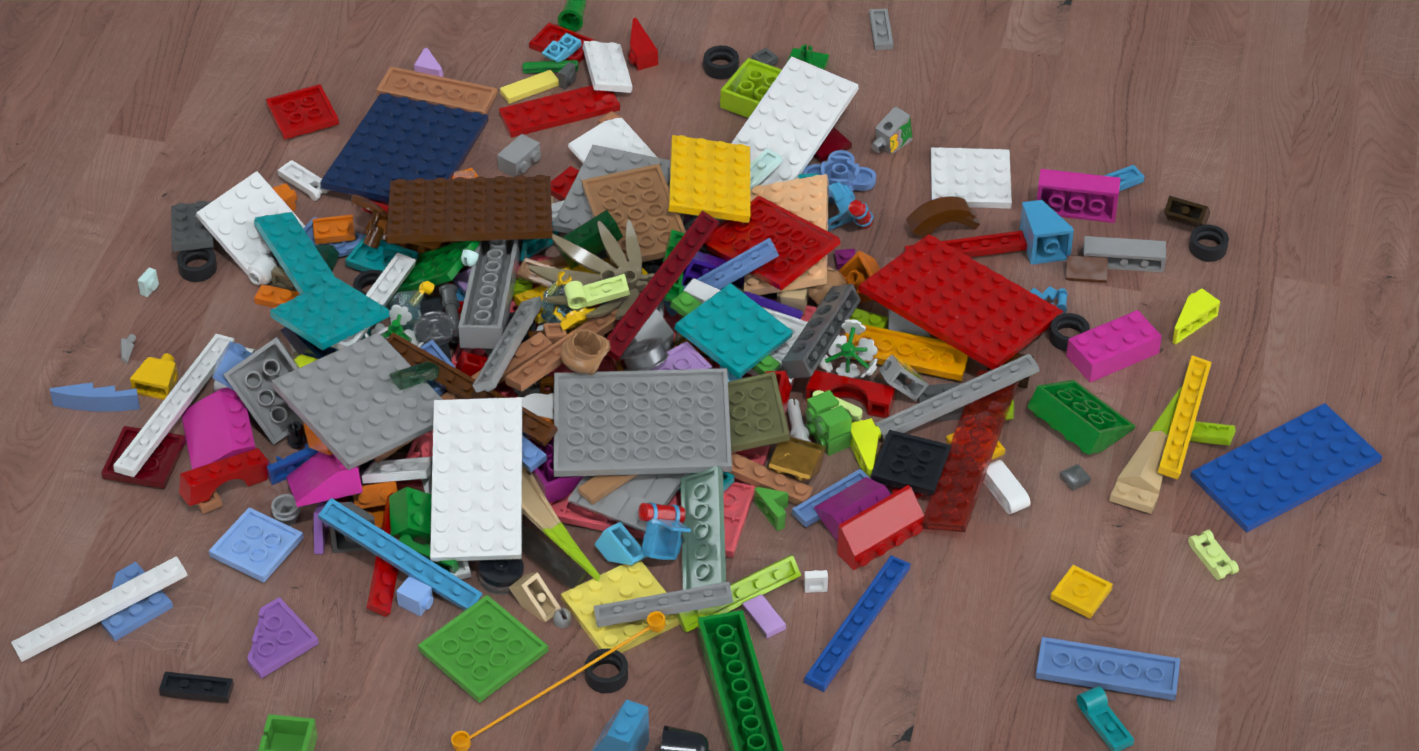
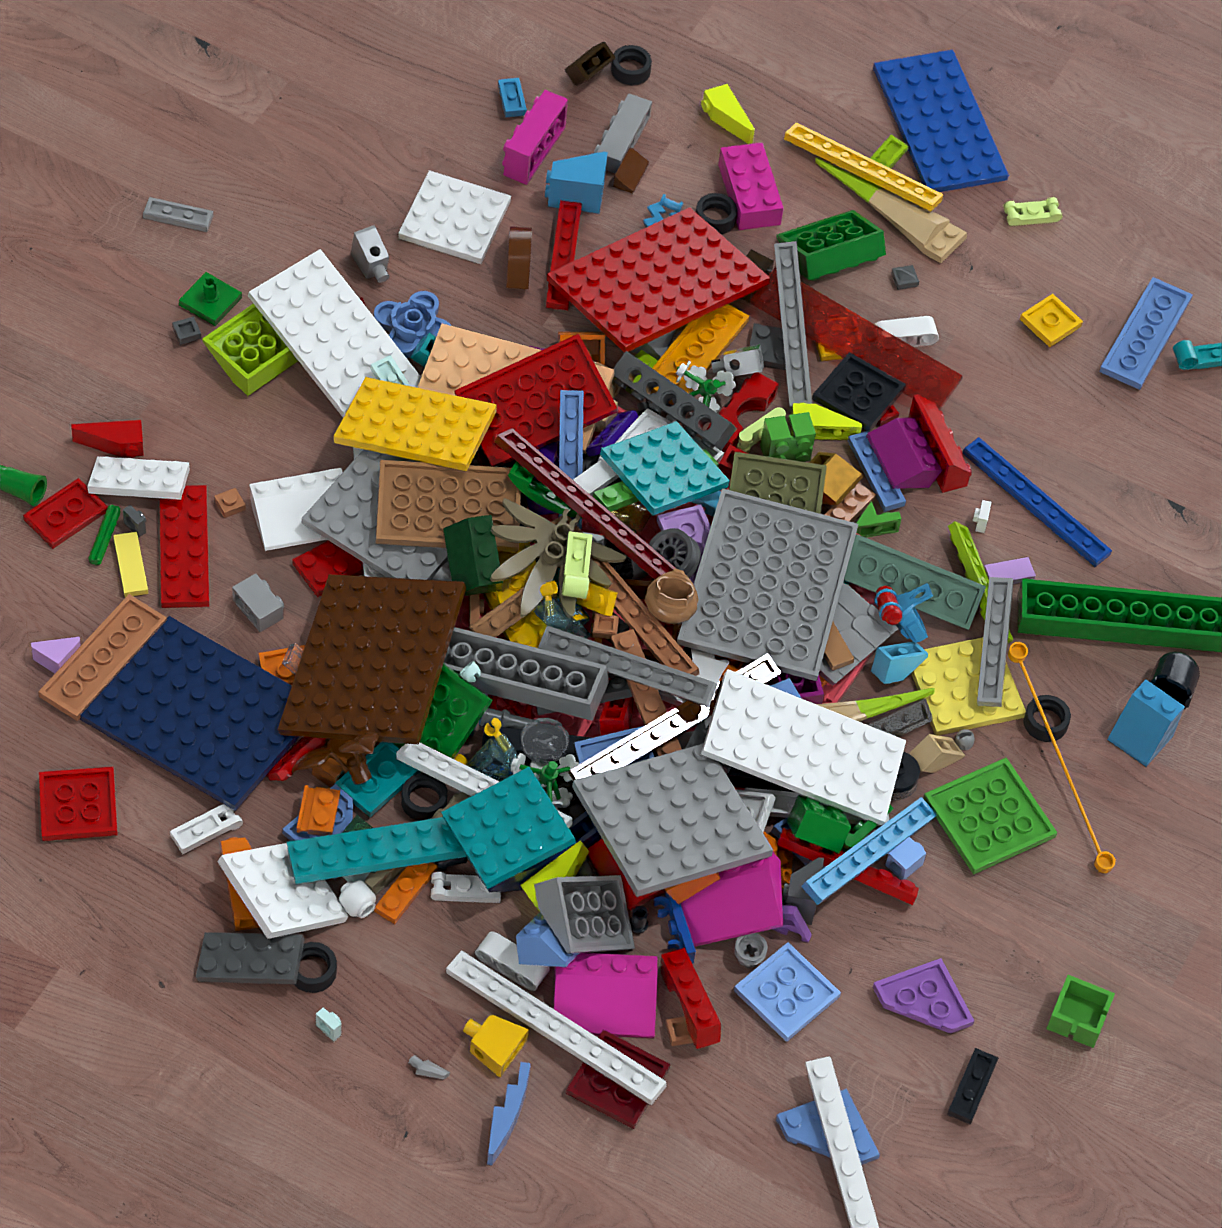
camera: 80 degrees left, 10 degrees up
(415, 375) = (655, 759): clear green slope -> none
(563, 48) = (86, 511): medium azure slope -> none
(720, 53) = (175, 357): black tyre -> none
(849, 208) = (483, 324): dark azure piece -> none

